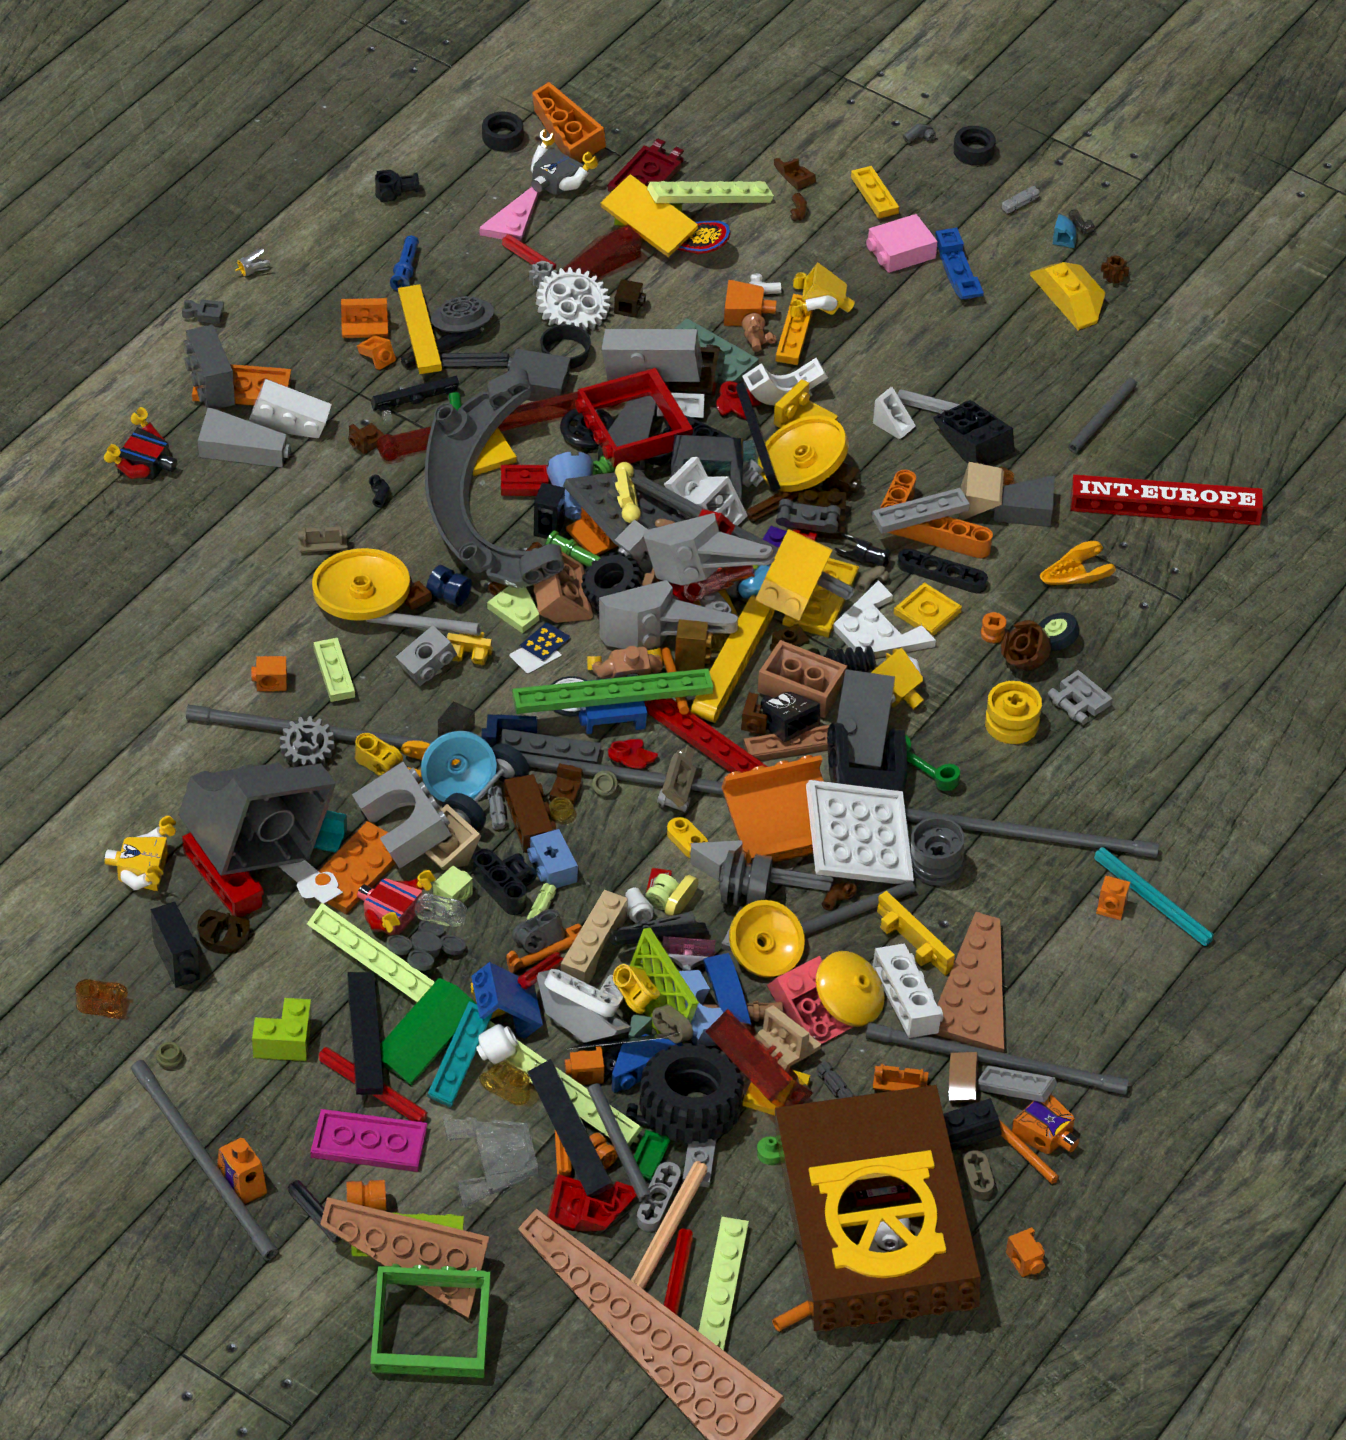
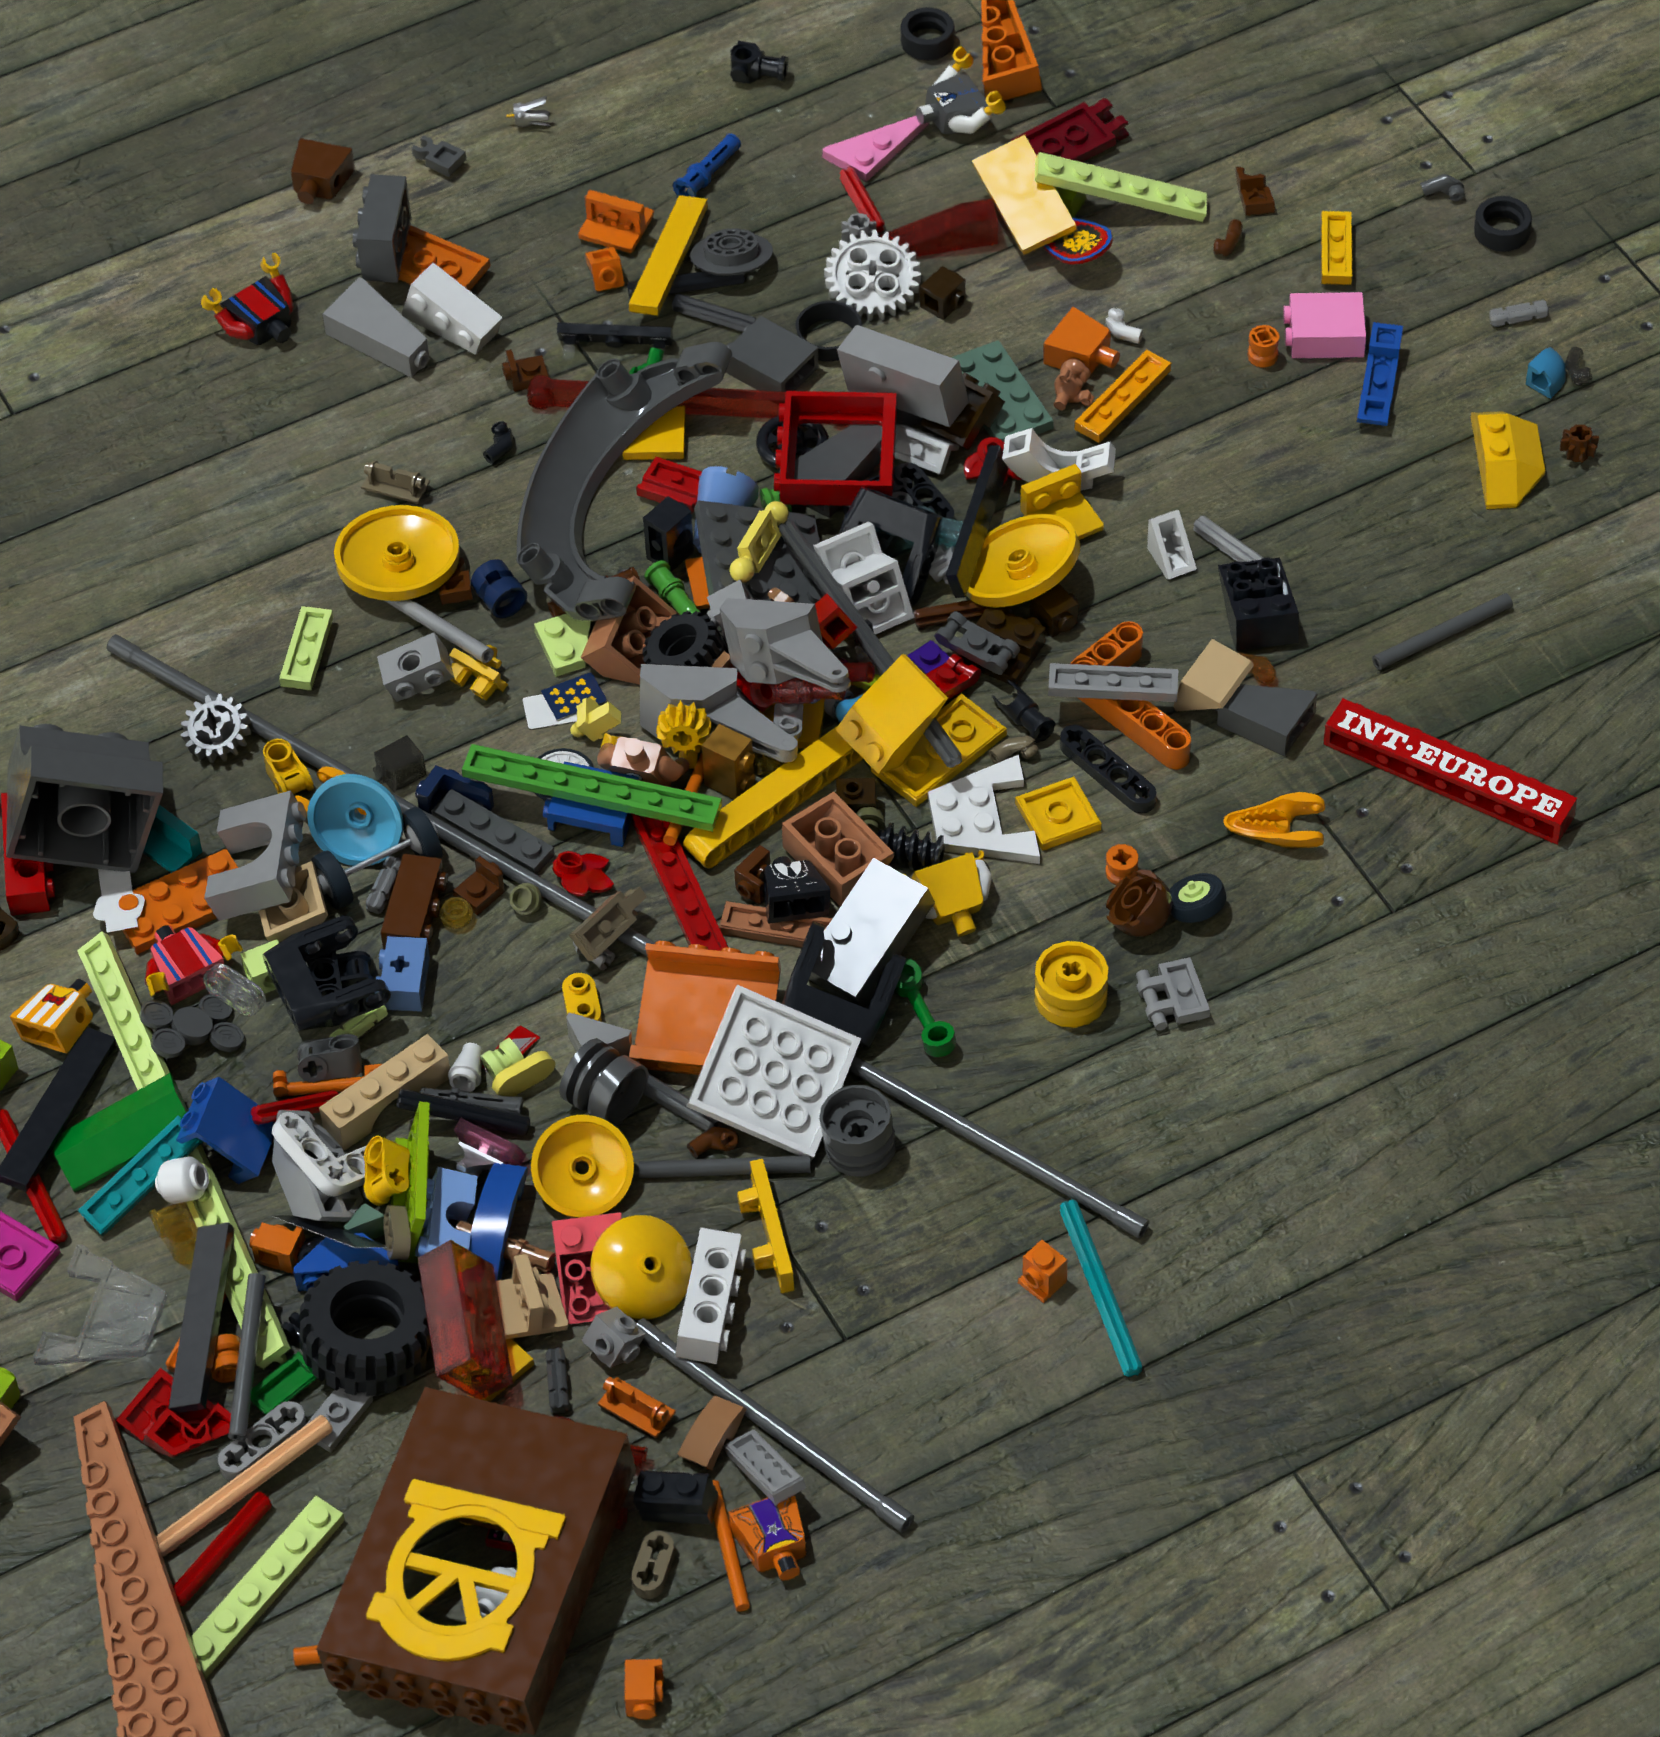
camera: 30 degrees right, 5 degrees up
(122, 345) = (320, 169): none -> reddish brown torso
(270, 673) = (231, 628): orange brick -> none
(322, 972) = (54, 1016): none -> light orange torso
(496, 890) = (298, 989): none -> black connector
(576, 652) = (595, 719): none -> light yellow piece
(655, 630) = (683, 727): none -> yellow gear
(820, 291) = (1178, 360): yellow torso -> none
(861, 1040) = (614, 1337): none -> light grey brick
(869, 268) = (1263, 346): none -> orange wheel
(974, 989) = (795, 1331): nougat wing -> none

